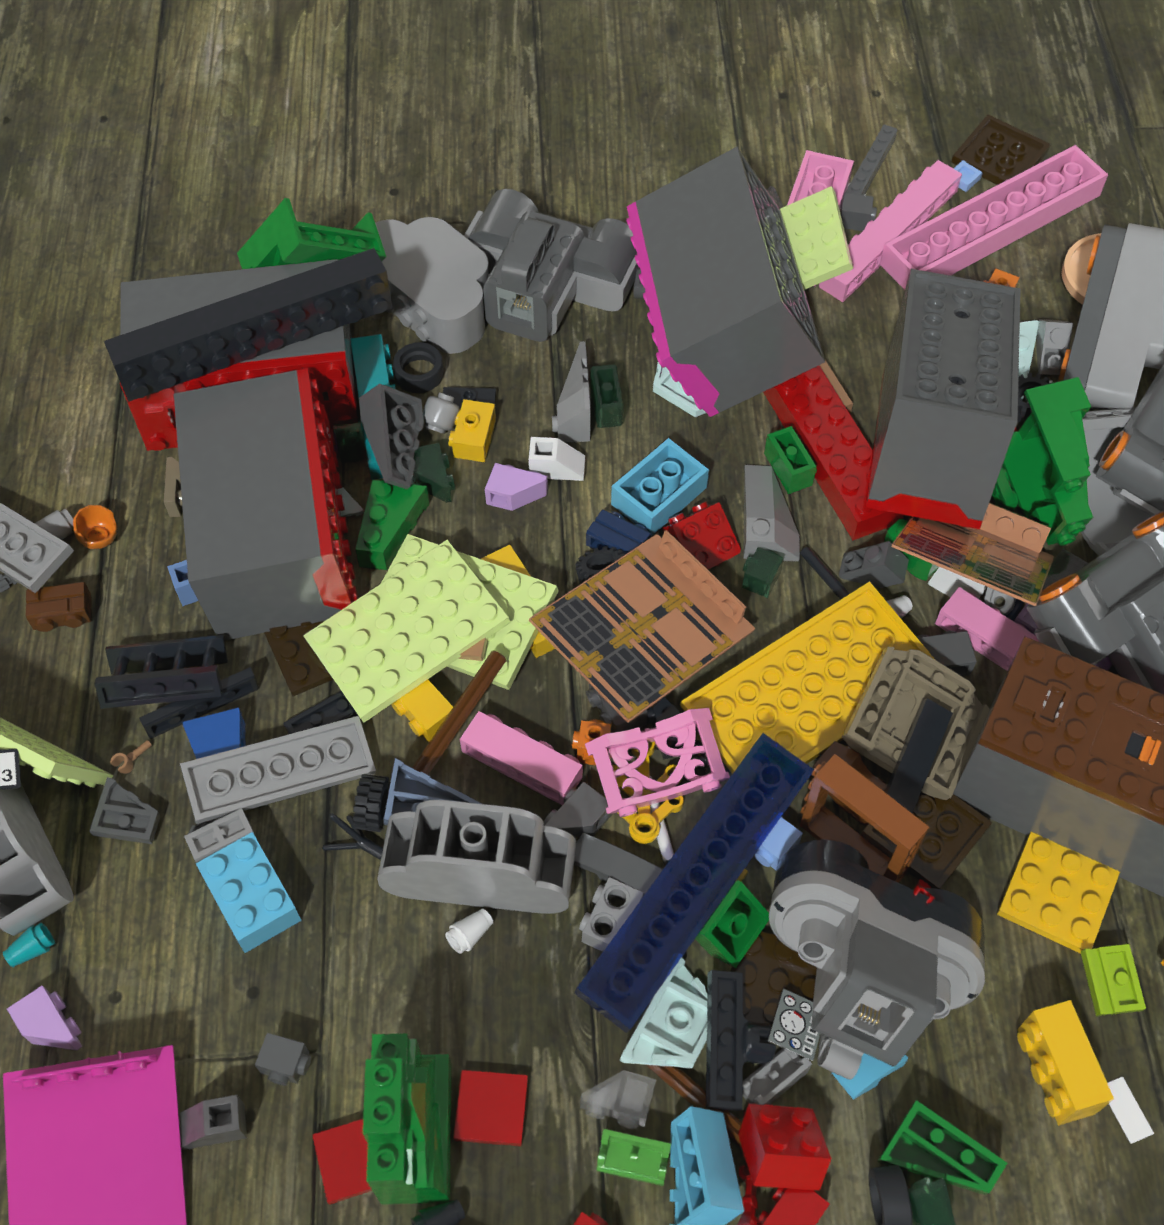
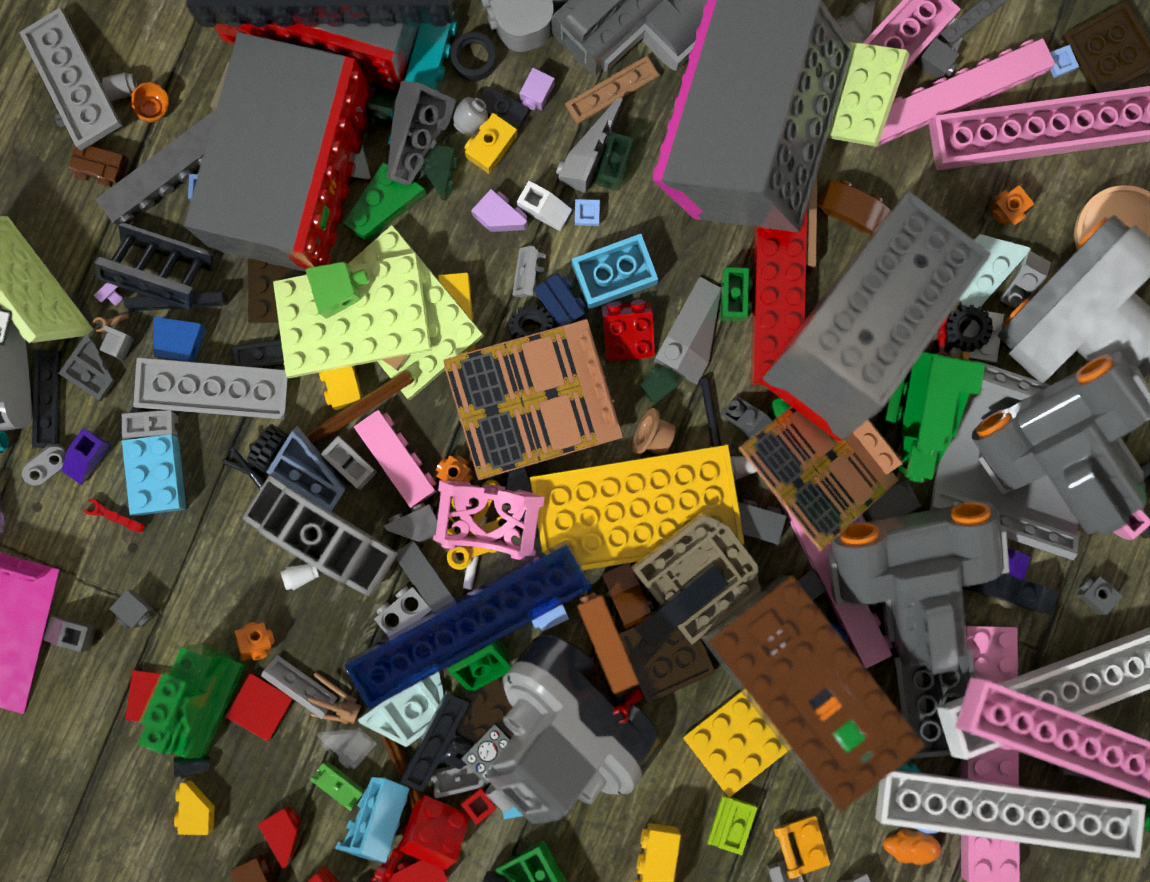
camera: 25 degrees right, 25 degrees up
(84, 870) = (46, 398): none -> black tile
(108, 939) = (42, 464): none -> light grey plate
(118, 724) = (108, 291): none -> lavender tile
(132, 587) = (157, 175): none -> flat silver brick
(146, 772) = (116, 343): none -> light grey panel
(154, 905) = (84, 455): none -> dark purple slope
(244, 962) = (101, 510): none -> red piece
(377, 599) = (335, 287): none -> bright green torso
(450, 1026) = (254, 641): none -> orange brick
(473, 778) = (349, 463): none -> light grey brick
(496, 369) = (536, 89): none -> lavender brick
(529, 1057) = (297, 685): none -> light grey plate
(562, 353) = (606, 92): none -> medium nougat tile
(569, 525) = (526, 271): none -> light grey plate
(599, 1056) = (346, 711): none -> medium nougat plant
(602, 452) = (587, 212): none -> light blue plate
(783, 613) = (653, 434): none -> medium nougat piece
(817, 1091) = (478, 805): none -> red brick
(855, 347) = (852, 206): none -> reddish brown brick

